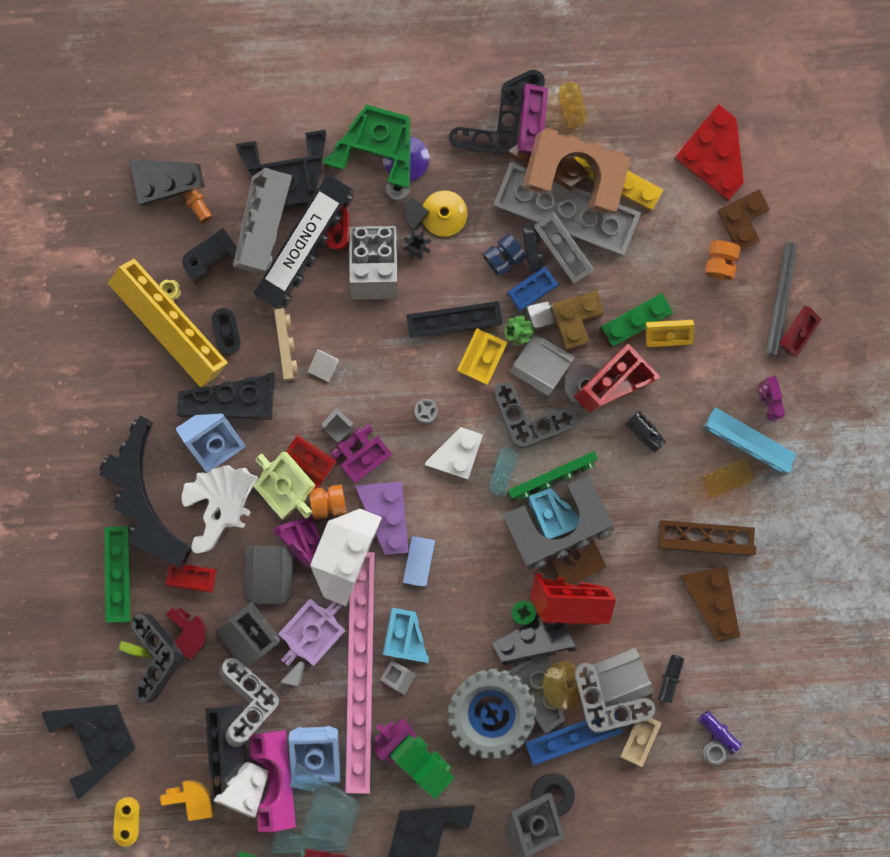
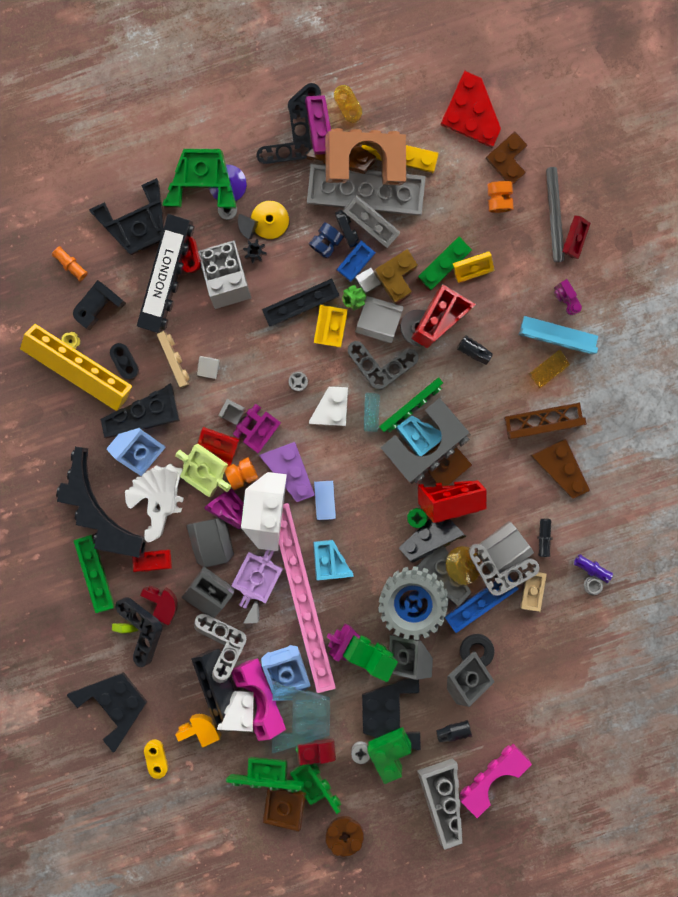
camera: 10 degrees left, 5 degrees up
(164, 179) = (40, 253): black wing -> none
(261, 220) = (126, 266): light grey wedge -> none
(398, 677) = (333, 593): light grey slope -> none
(473, 780) = (412, 658): none -> dark grey slope

